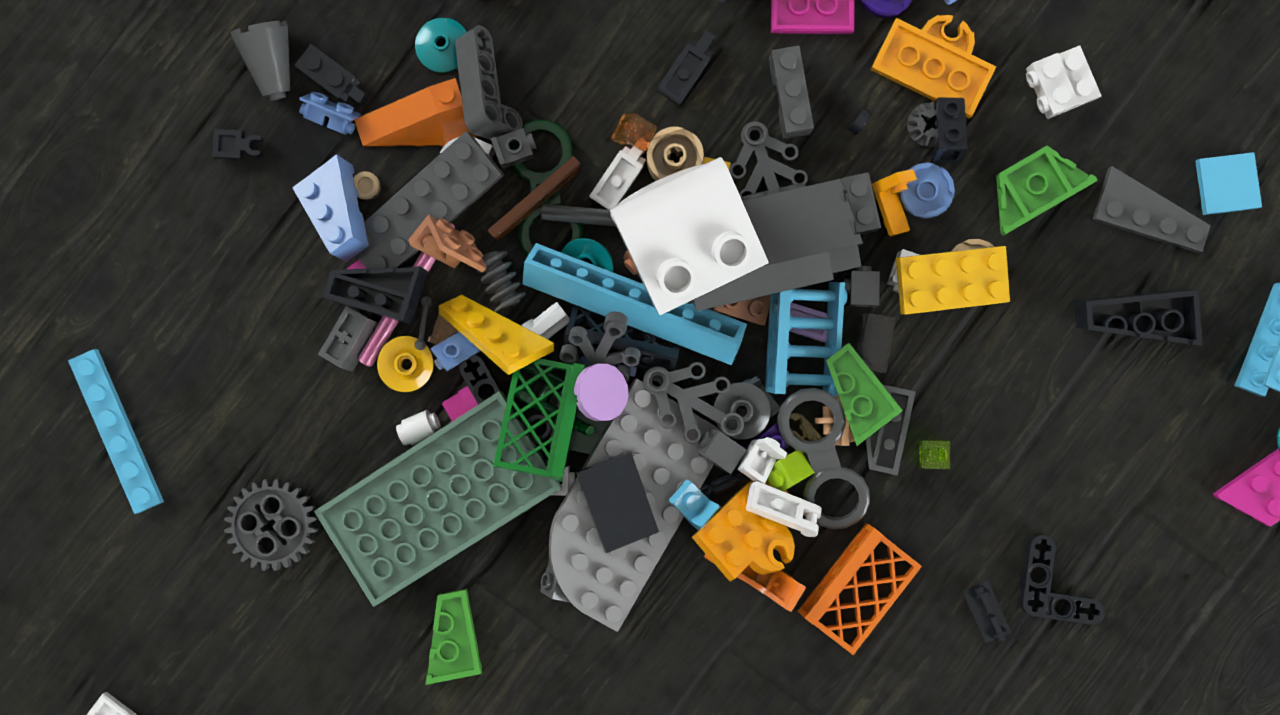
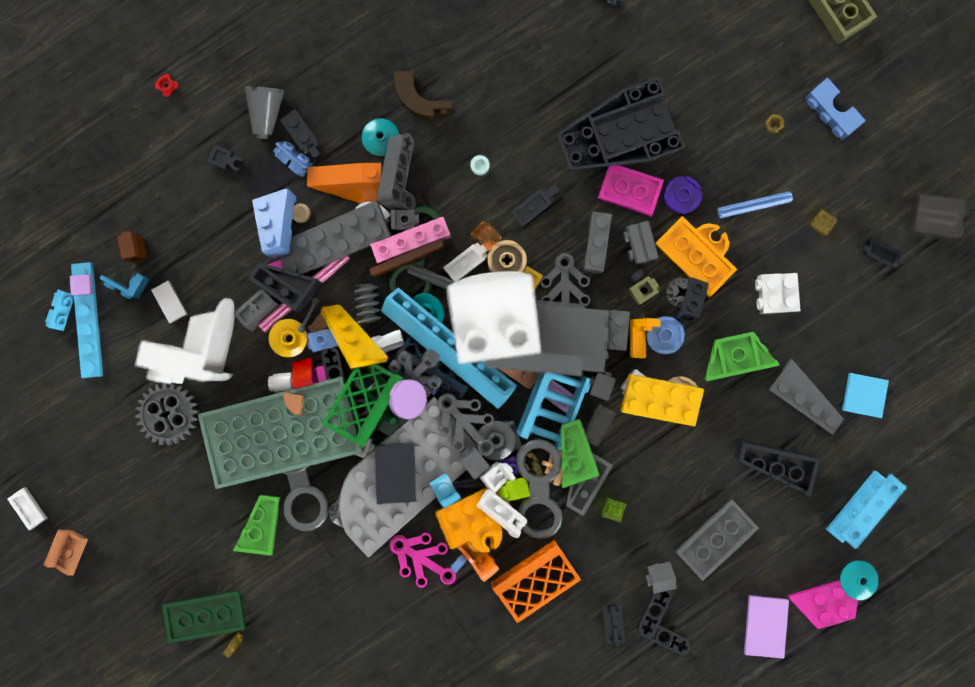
camera: 20 degrees right, 0 degrees up
(74, 439) = (62, 305): none -> medium azure hinge
(91, 384) = (81, 285): none -> lavender tile
(114, 63) = (166, 79): none -> red plate
(146, 308) = (132, 247): none -> reddish brown brick
(170, 362) = (137, 285): none -> dark azure bracket
(223, 368) = (169, 302): none -> white tile
(292, 416) = (202, 353): none -> white plate
(441, 405) = (302, 373): none -> red tile
(444, 449) = (294, 402): none -> nougat tile
(446, 243) = (340, 269): nougat bracket -> none
(489, 561) = (299, 484): none -> dark grey bar
(532, 171) = (410, 240): none -> bright pink brick
(593, 39) = (479, 165): none -> light aqua tile
(688, 608) = (420, 557): none -> dark pink plant
(745, 599) = (458, 563): none -> medium blue tile
(851, 74) = (641, 243): none -> dark grey brick
(868, 146) = (635, 291): none -> olive brick
(1032, 526) = (661, 577): none -> dark grey brick
(1091, 448) = (717, 539): none -> dark grey plate
(1198, 546) = (766, 626): none -> lavender tile

